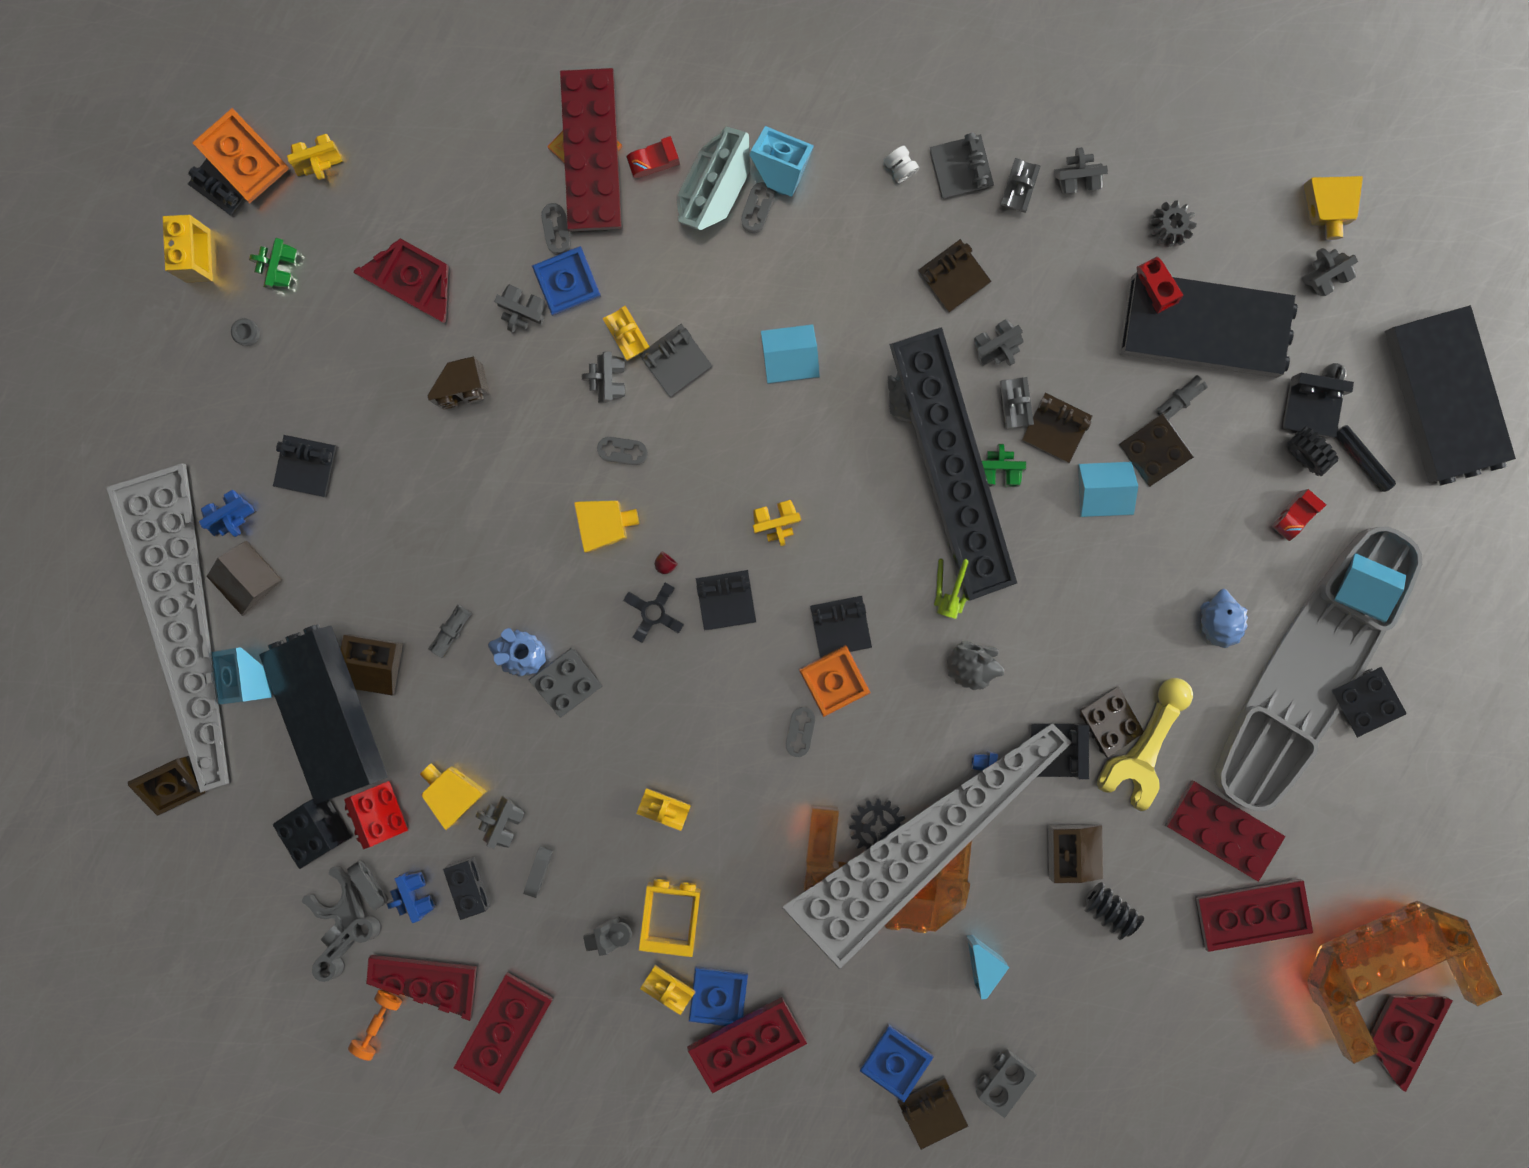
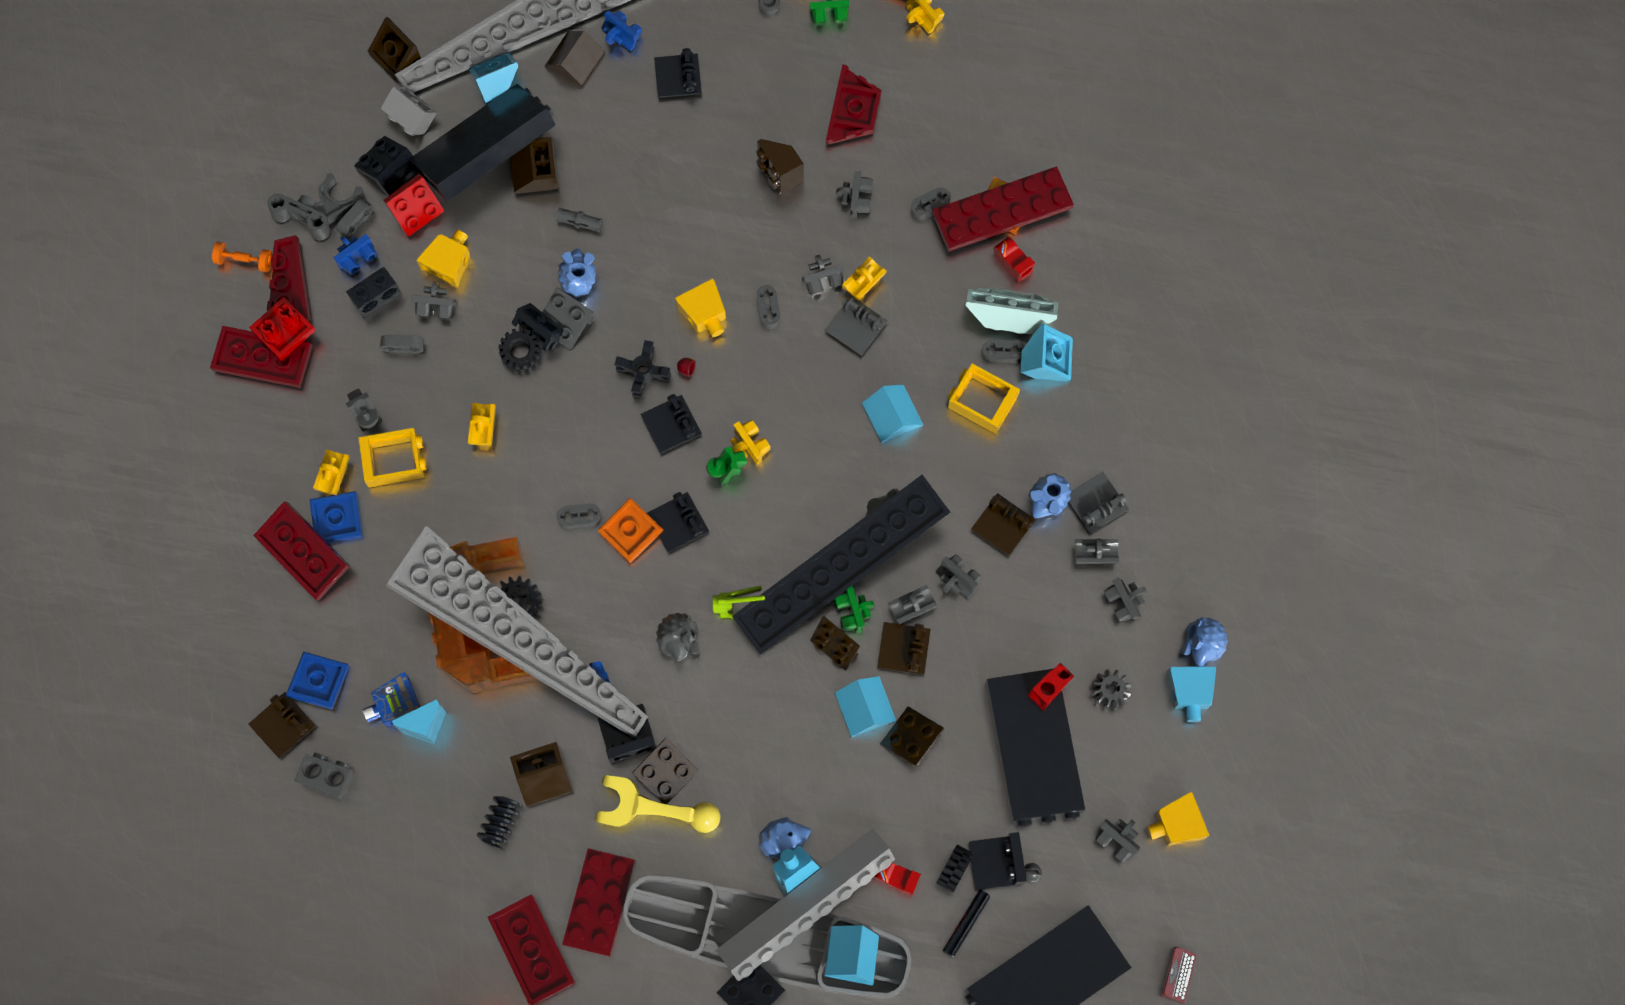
camera: 70 degrees right, 15 degrees down
(252, 789) = (408, 110): none -> light grey brick
(481, 1002) = (282, 328): none -> red plate
(566, 281) = (891, 224): blue tile -> none
(566, 712) = (539, 324): none -> black hinge
(571, 746) = (520, 337): none -> black tyre
(798, 554) = (726, 465): none -> green hips
(828, 231) = (1009, 391): none -> yellow window
(901, 164) = (1079, 451): white wheel -> none
(944, 214) = (1049, 495): none -> medium blue animal
(949, 987) = (392, 700): none -> torso
(1041, 495) = (835, 643): none -> dark brown hinge
(1154, 105) = (1205, 640): none -> medium blue animal
(1182, 397) = (964, 745): dark grey pin -> none
(1199, 138) = (1192, 689): none -> medium azure torso
(1267, 615) = (794, 869): none -> medium azure torso
(1304, 619) = (805, 905): none -> light grey brick
(1483, 260) = (1178, 974): none -> slope

